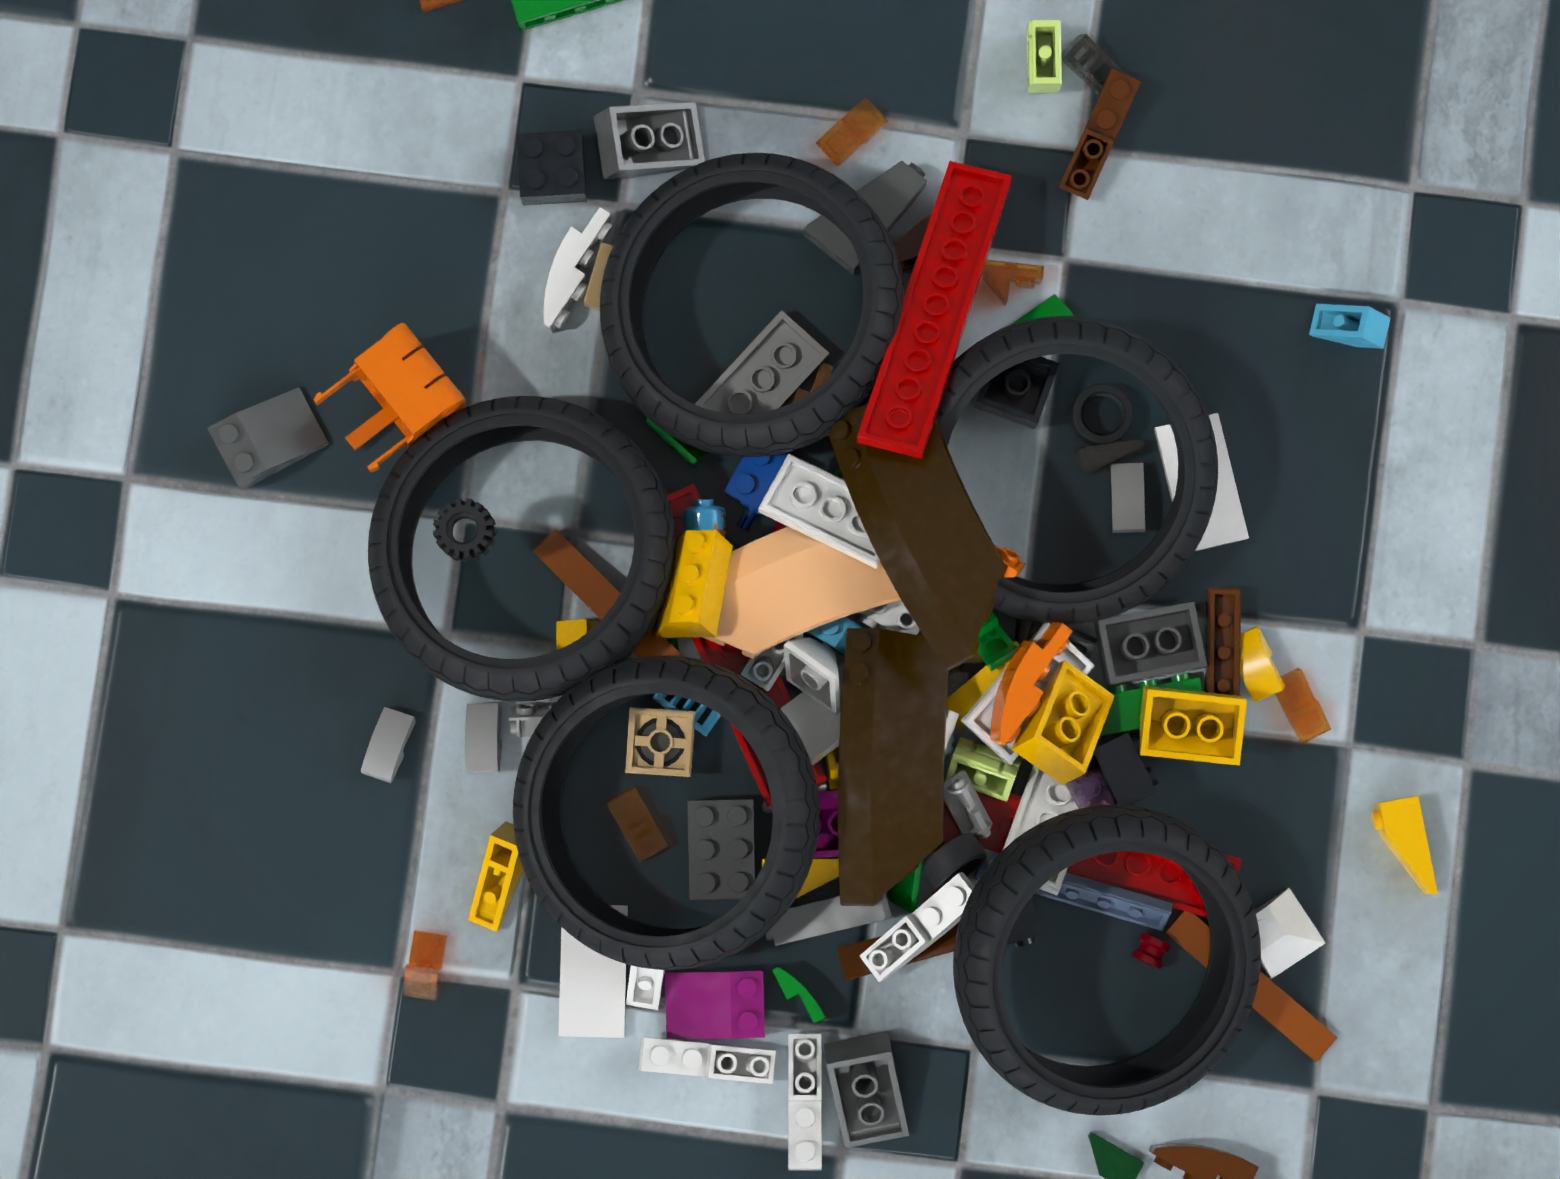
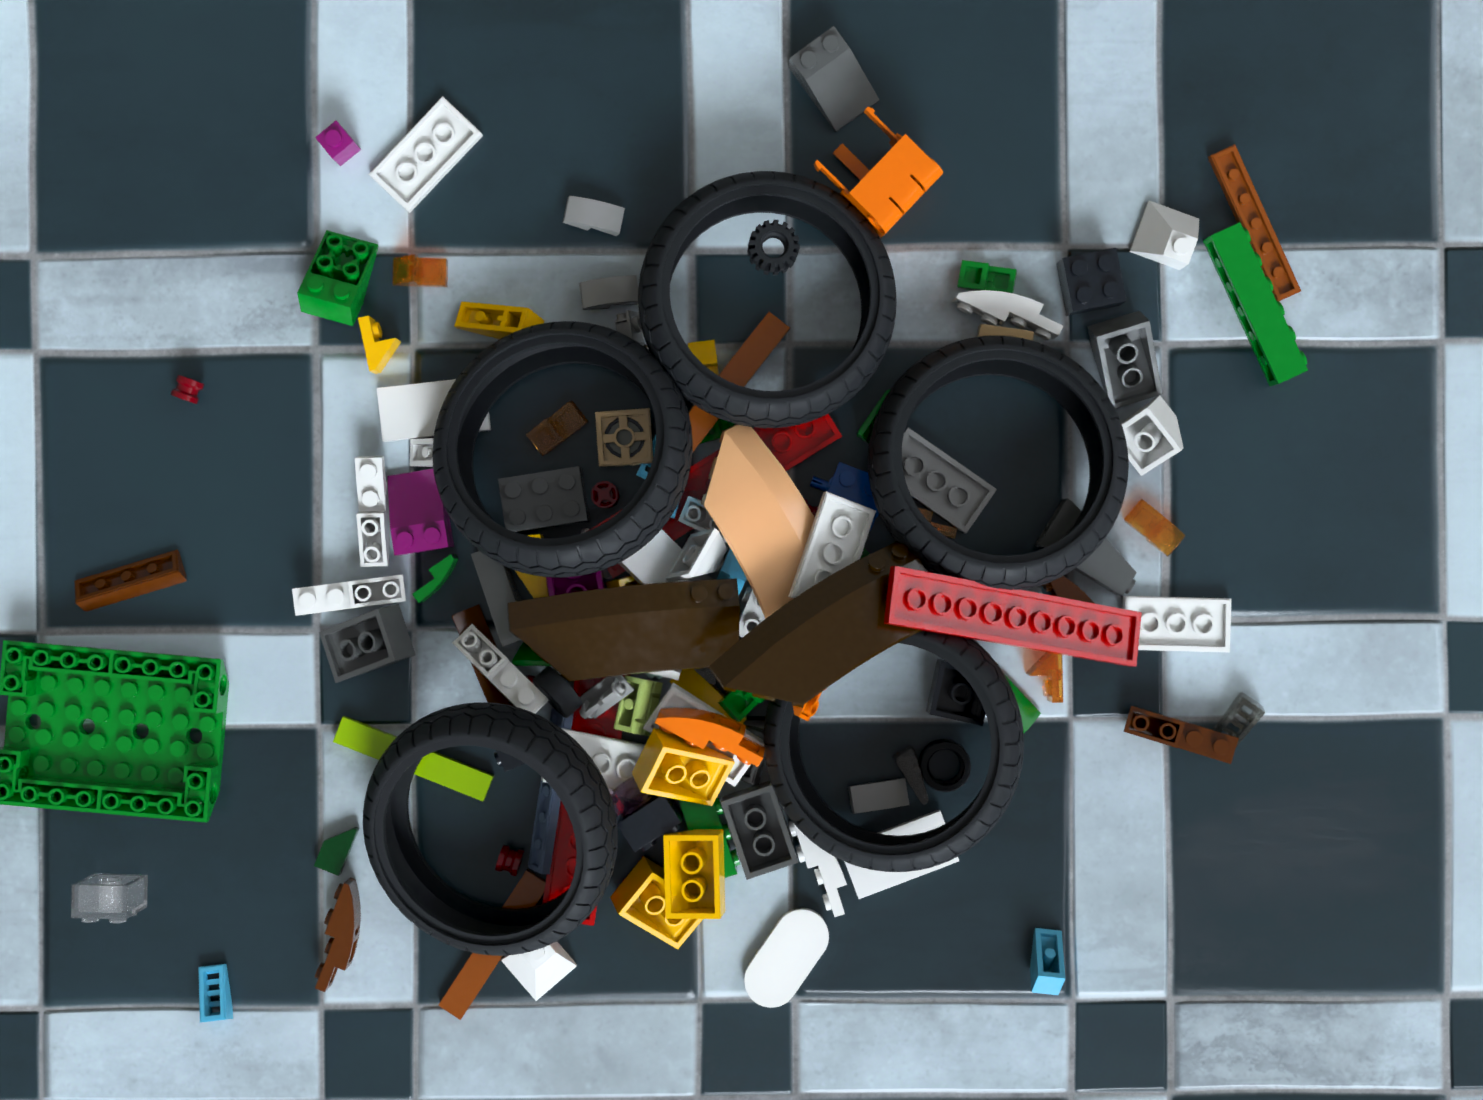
camera: 85 degrees right, 5 degrees up
(256, 1042) = (338, 143): none -> magenta brick
(284, 939) = (426, 154): none -> white tile
(419, 1064) = (338, 278): none -> green slope
(509, 73) = (1166, 236): none -> white slope
(515, 1028) = (377, 352): none -> yellow slope
(529, 289) = (982, 276): none -> green slope
(696, 586) = (754, 448): yellow slope -> none
(705, 516) = (809, 449): dark azure head -> none
(721, 773) = (607, 492): none -> dark red wheel
(742, 121) = (1152, 435): none -> white slope
(968, 114) = (1182, 623): none -> white tile
(1029, 1025) = (432, 767): none -> lime tile
(1043, 56) = (1240, 679): yellowish green brick -> none
(1210, 568) = (829, 869): none -> white slope
(1220, 791) = (642, 902): none -> yellow slope
(1223, 641) = (769, 888): reddish brown slope -> none
(1257, 666) = (755, 917): yellow slope -> none
(1301, 707) = (725, 957): clear orange slope -> none
(1309, 633) = (786, 957): none -> white tile
(1404, 832) = (634, 1055): yellow slope -> none

